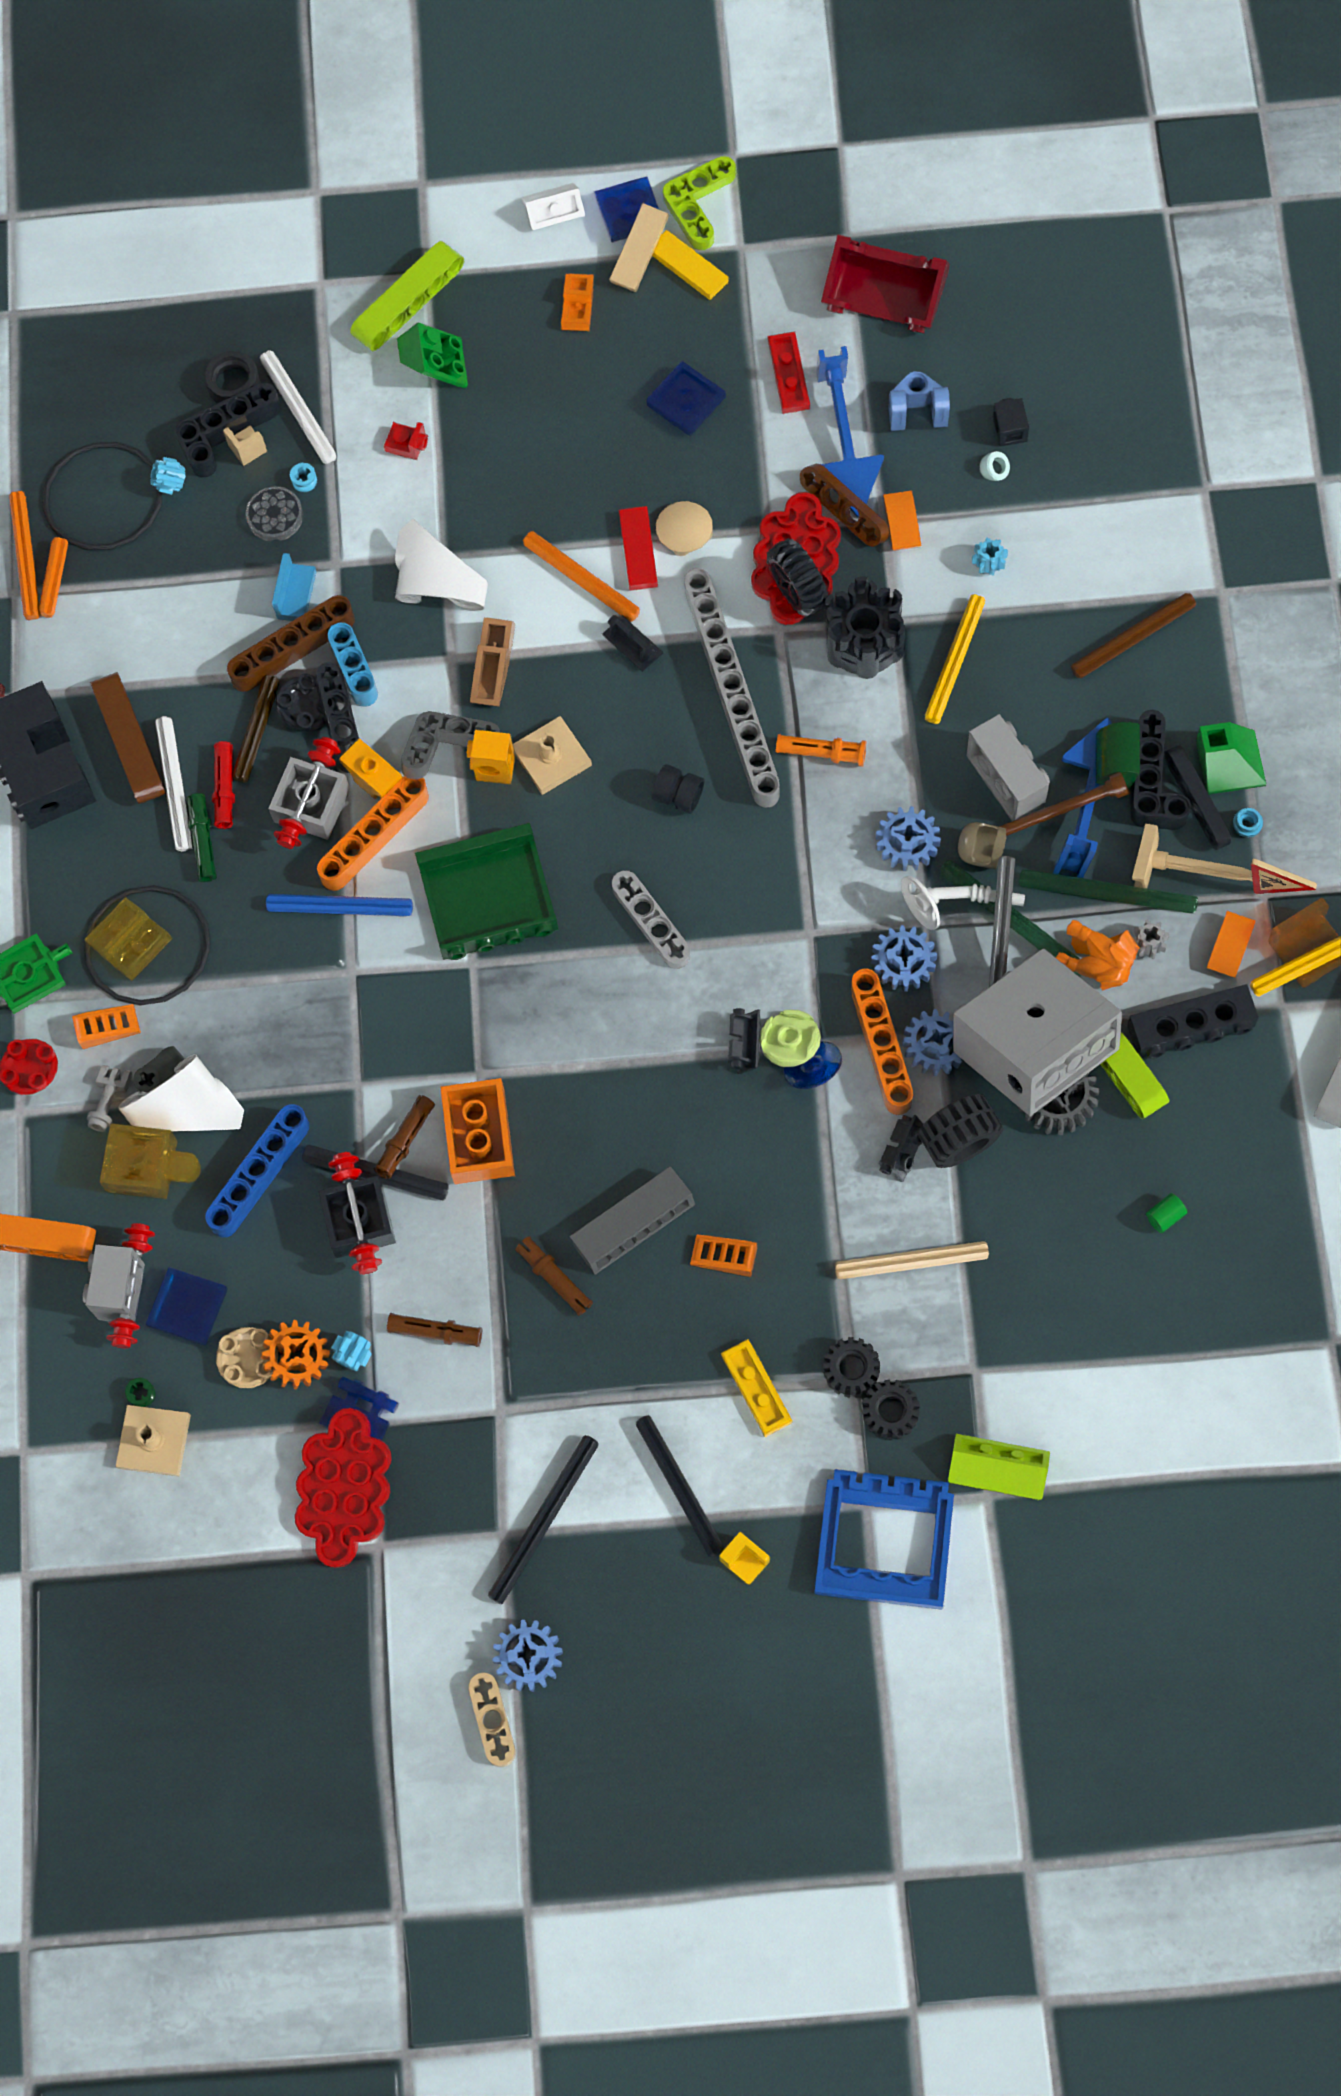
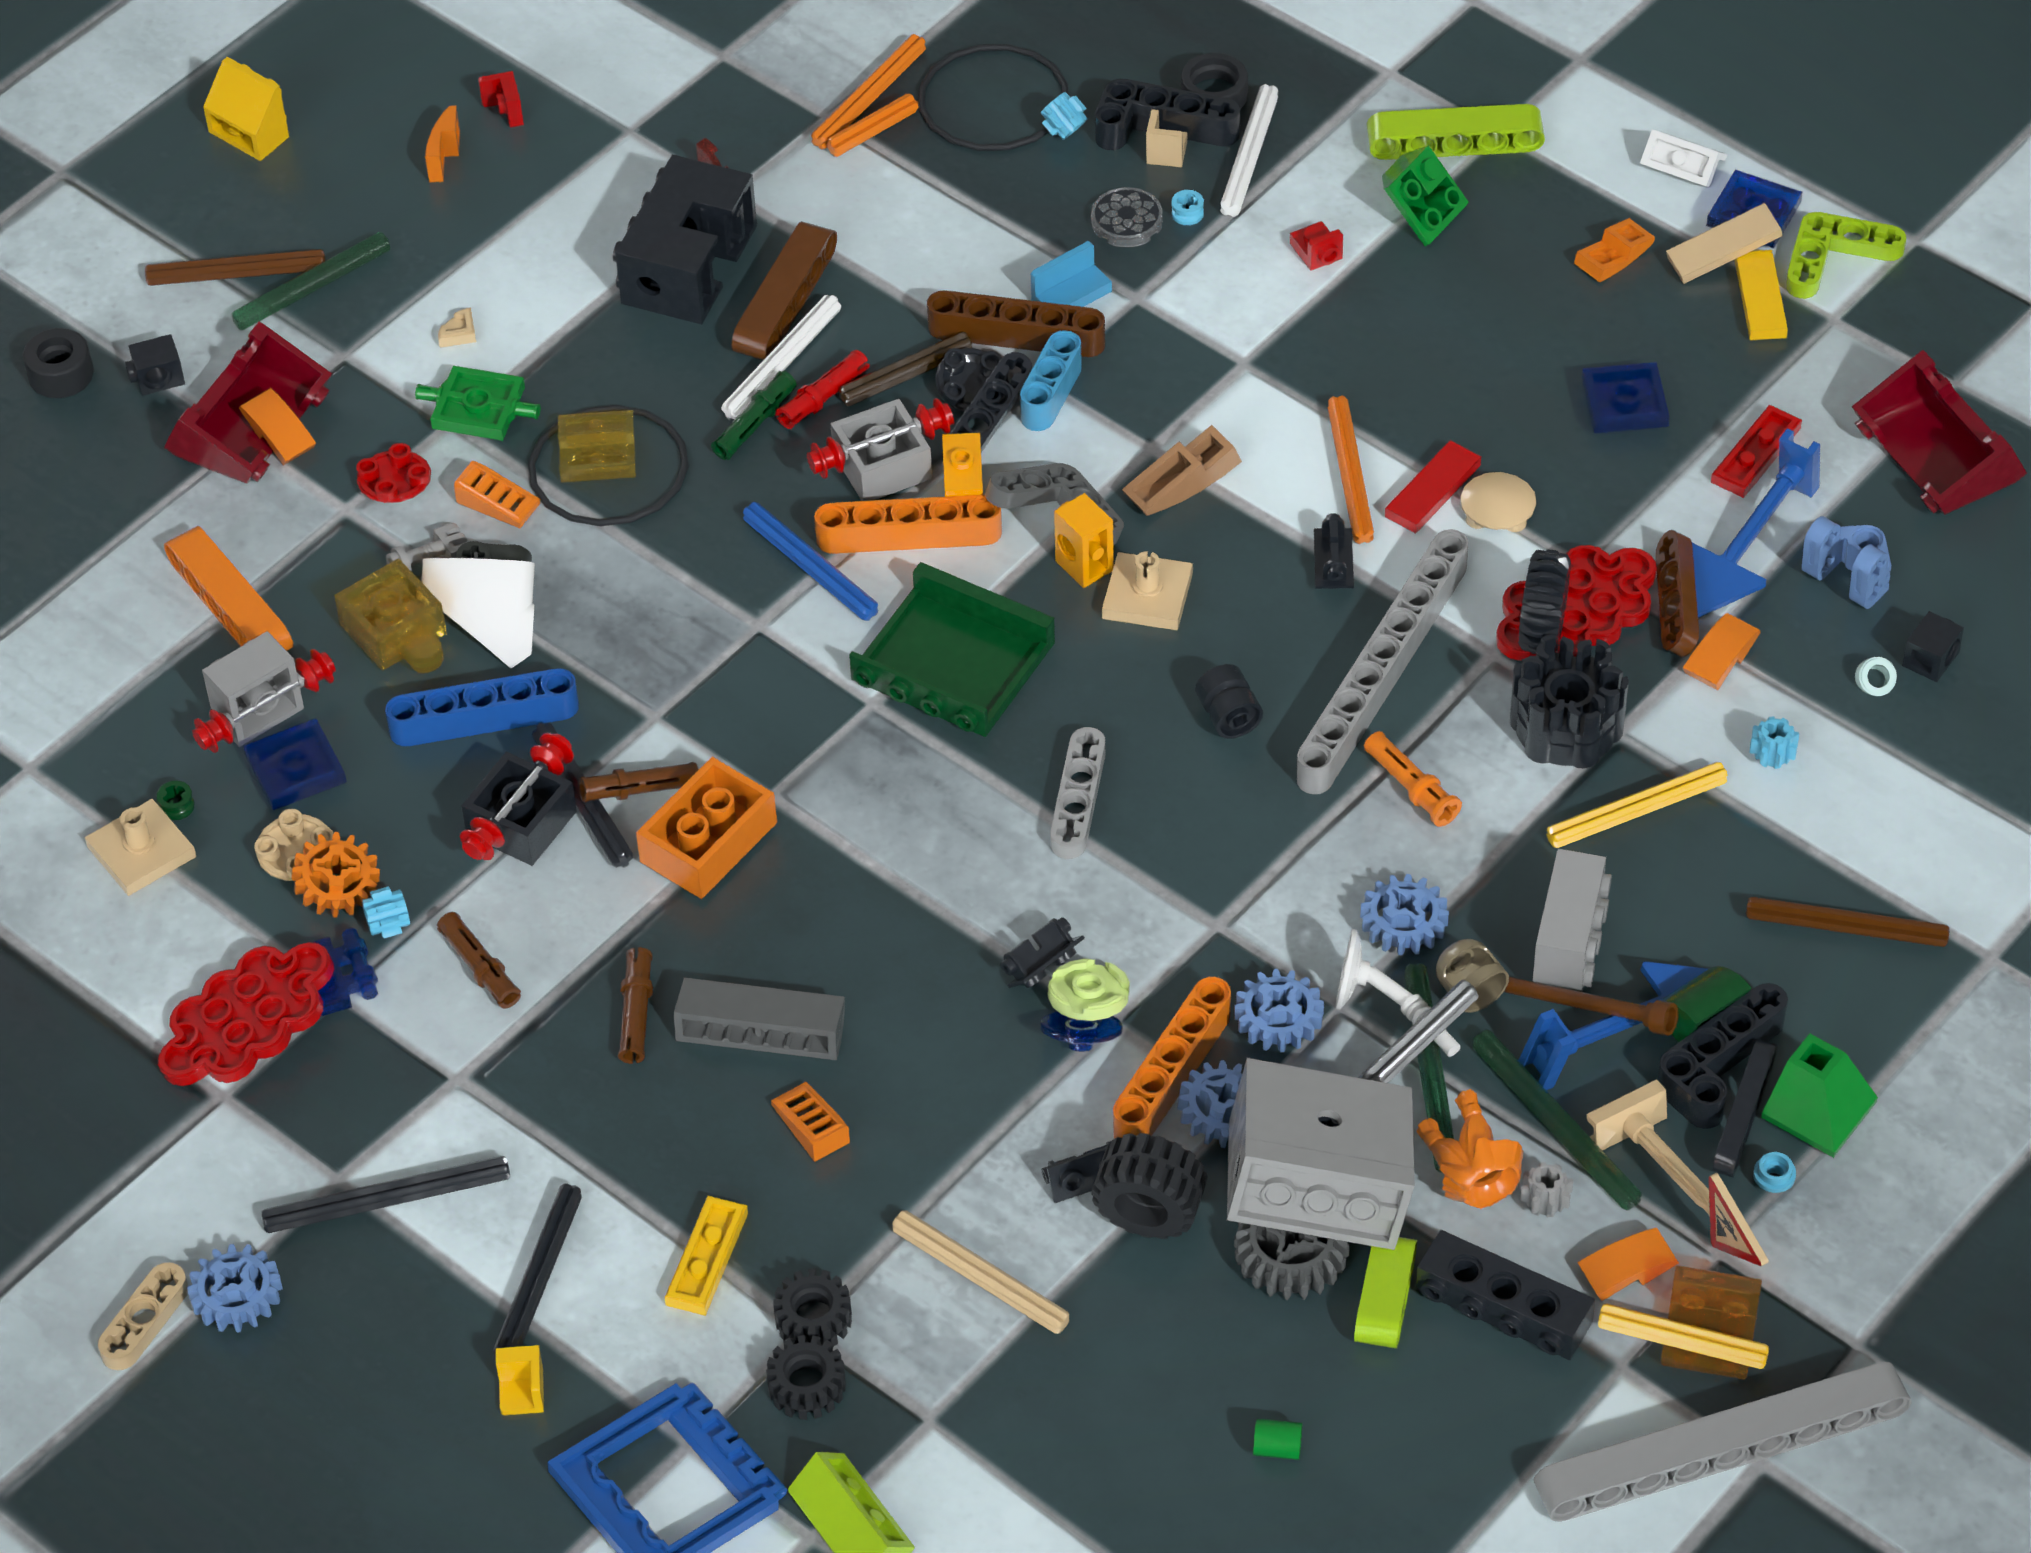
camera: 40 degrees right, 20 degrees down
(434, 571) = (1214, 361): white panel -> none

